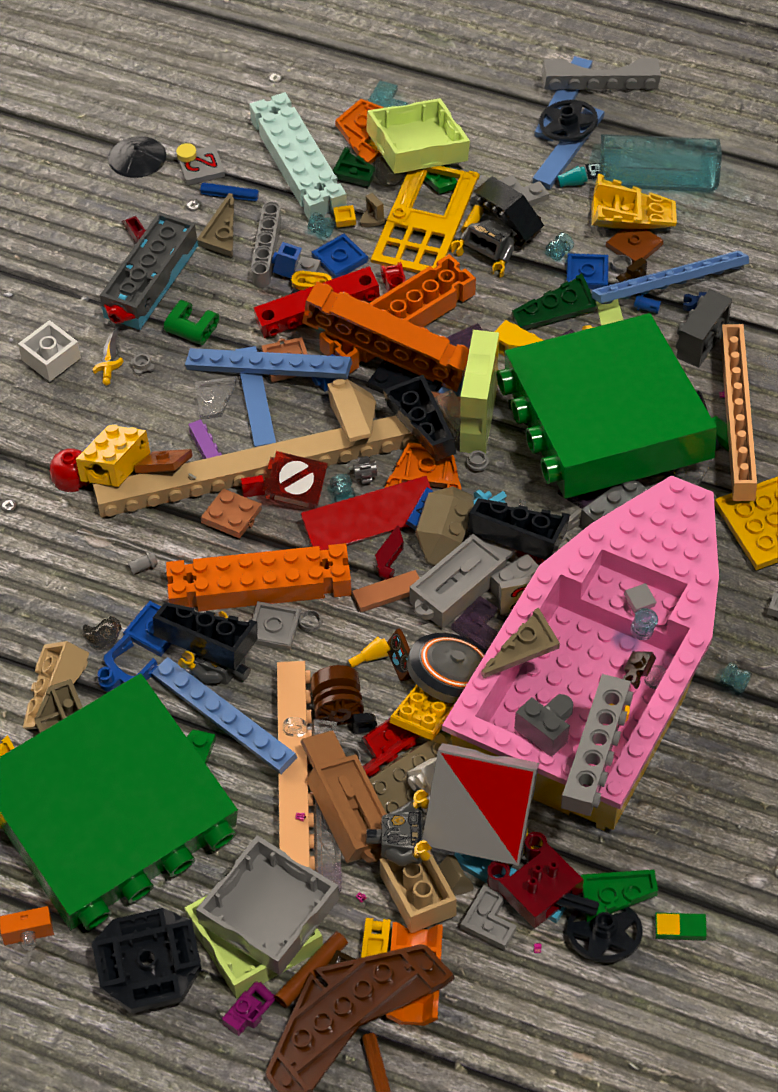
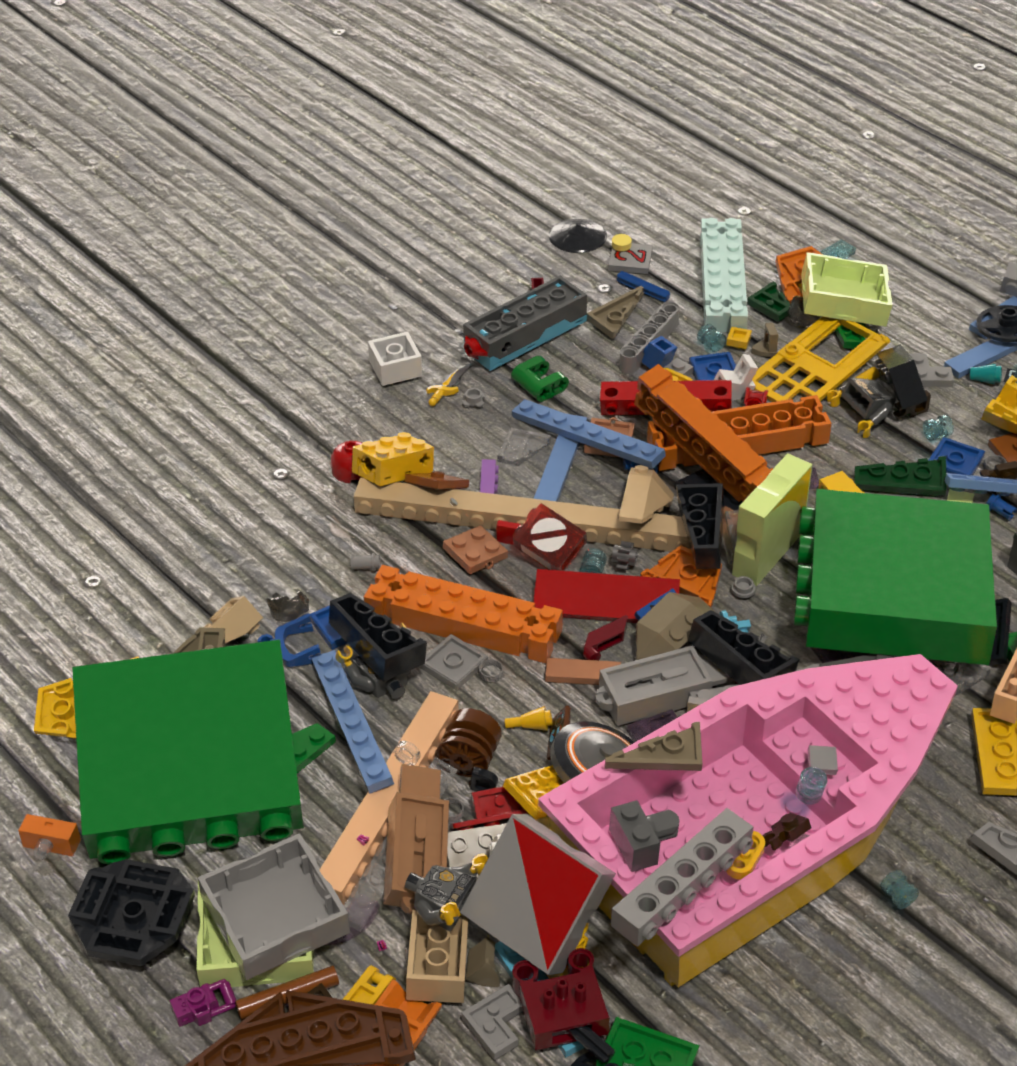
camera: 25 degrees right, 10 degrees down
(371, 256) = (740, 377): none -> white brick

